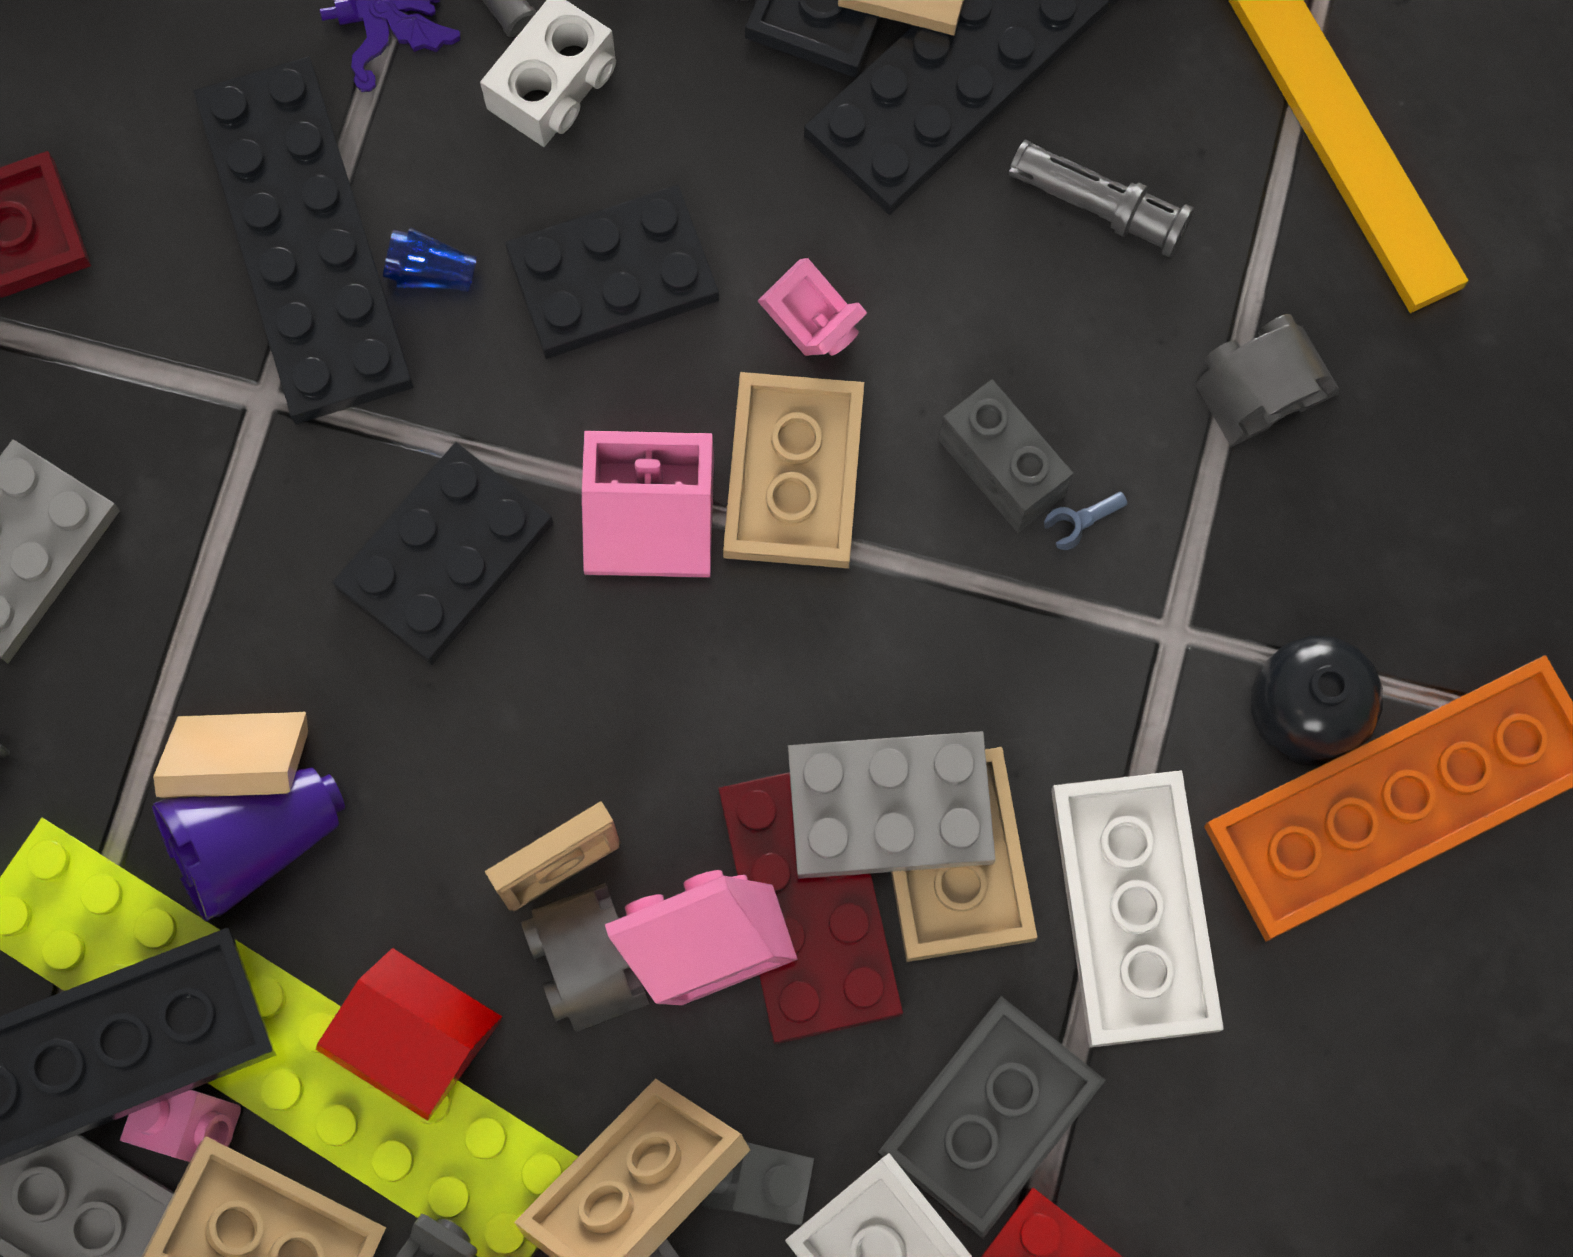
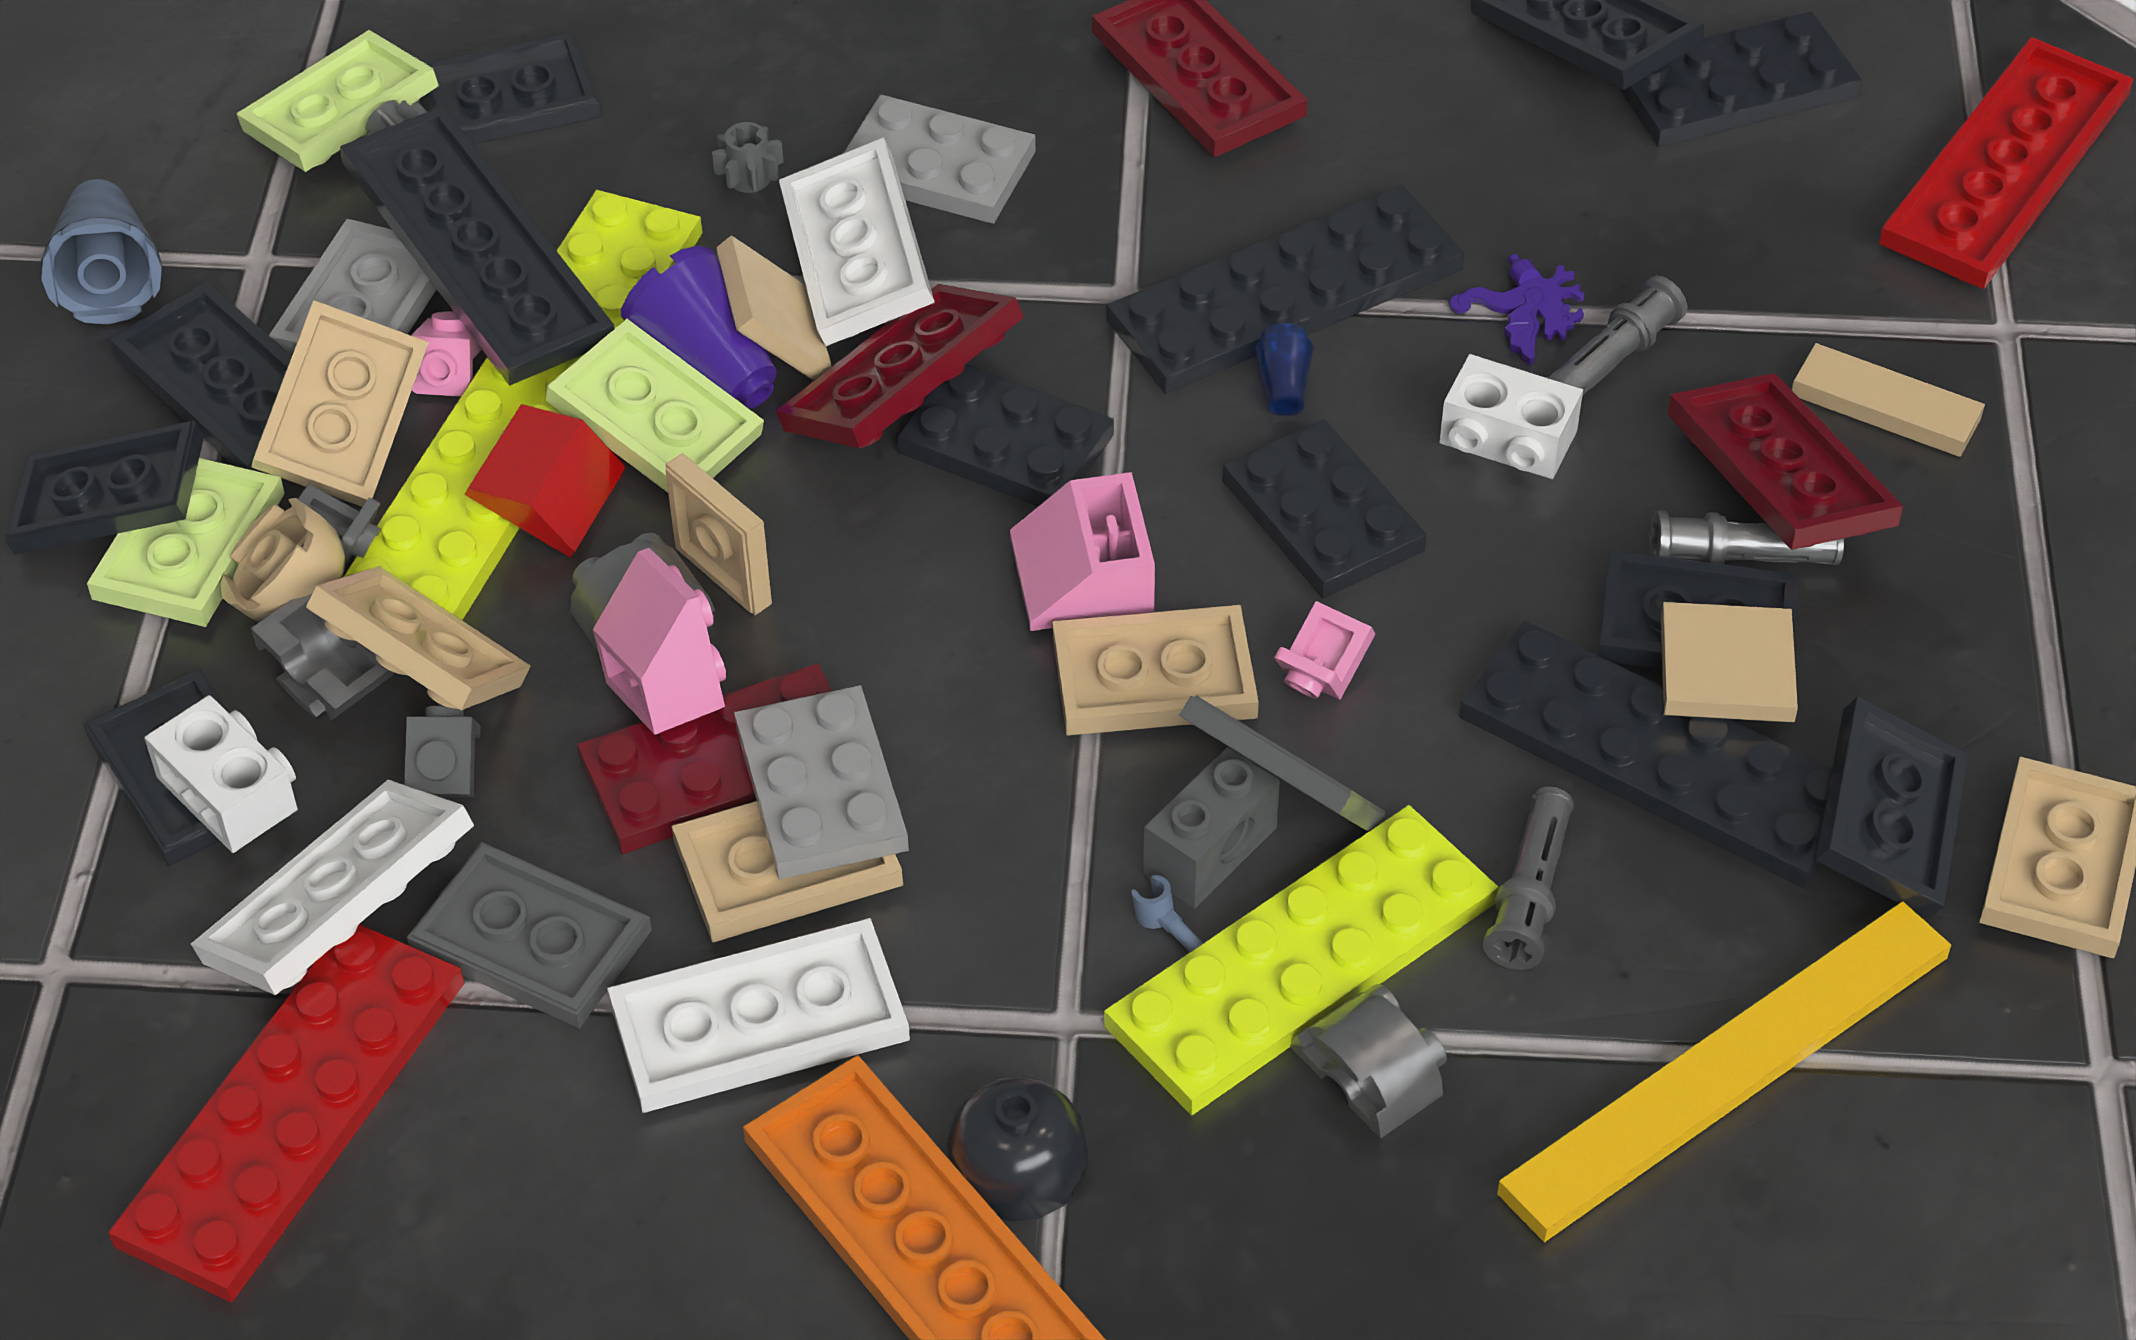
camera: 80 degrees right, 25 degrees down
(139, 653) = (855, 242): none -> white plate
(340, 637) = (899, 366): none -> dark red plate
(341, 904) = (653, 405): none -> yellowish green plate
(963, 373) = (1283, 763): none -> dark grey tile
(1146, 414) = (1299, 958): none -> neon yellow plate

